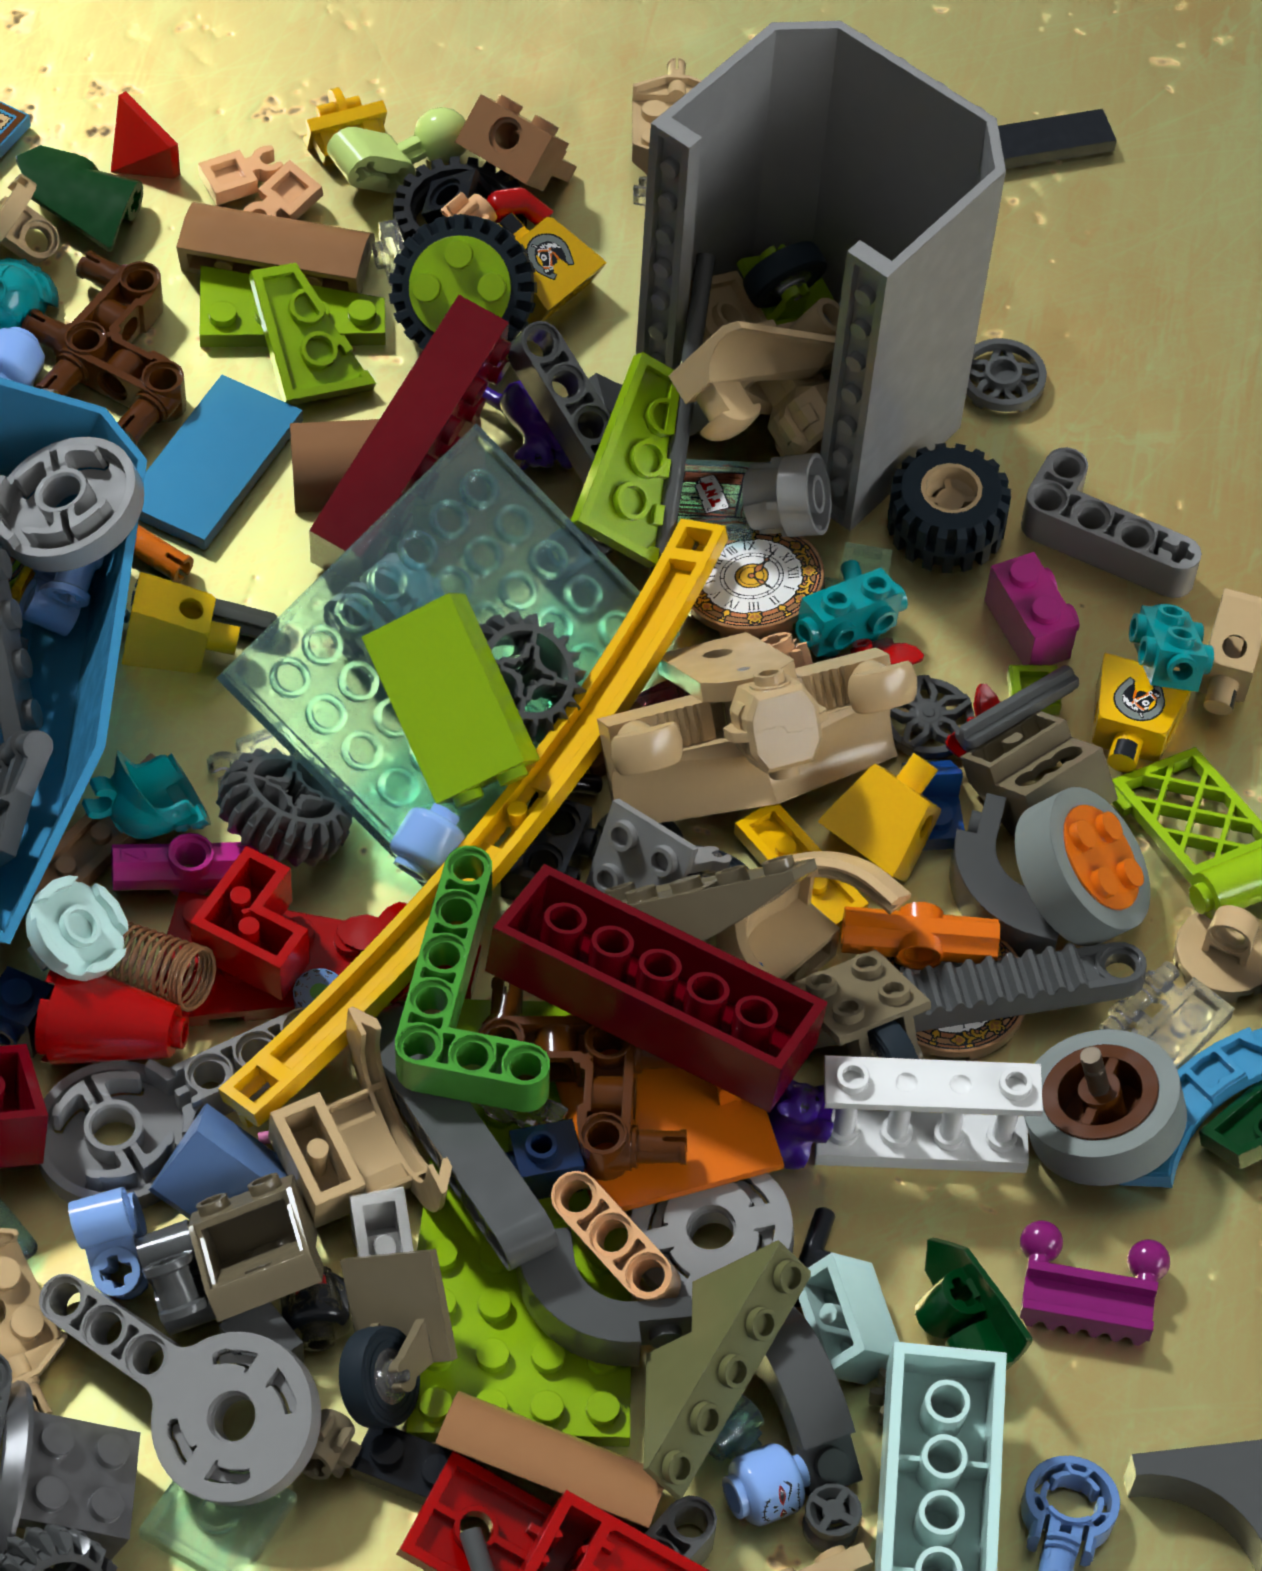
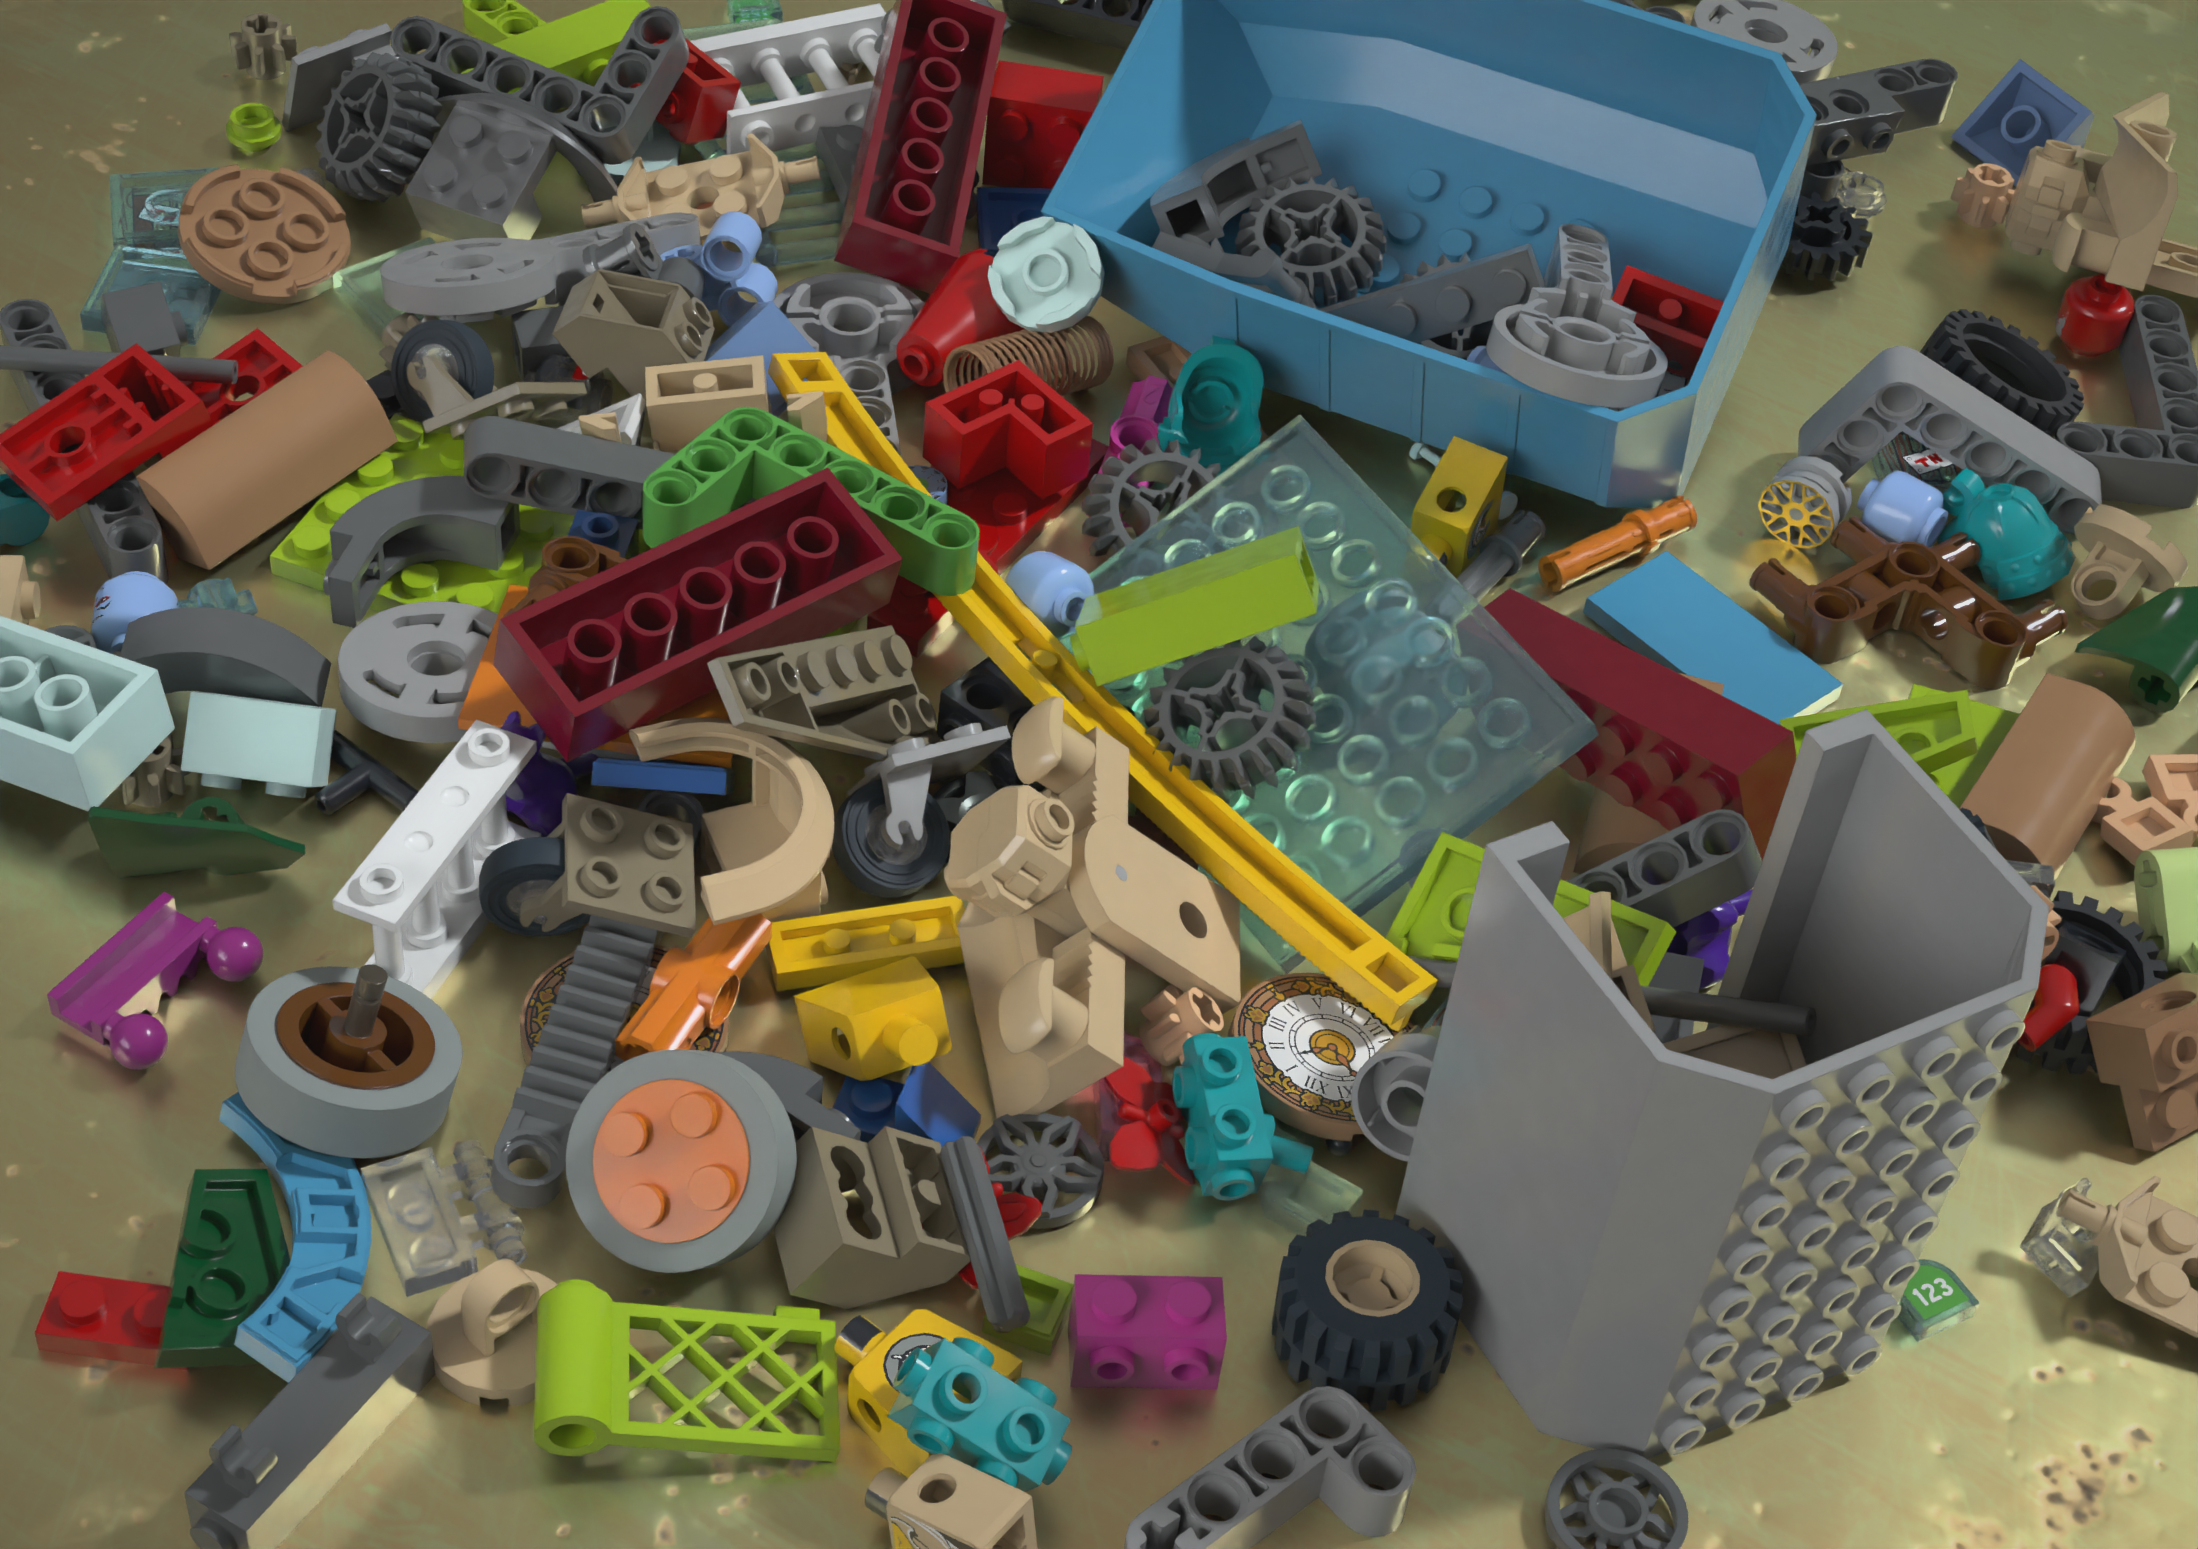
camera: 110 degrees right, 10 degrees down
(604, 1216) = (456, 560): light nougat beam -> none
(705, 1372) = (261, 566): olive slope -> none

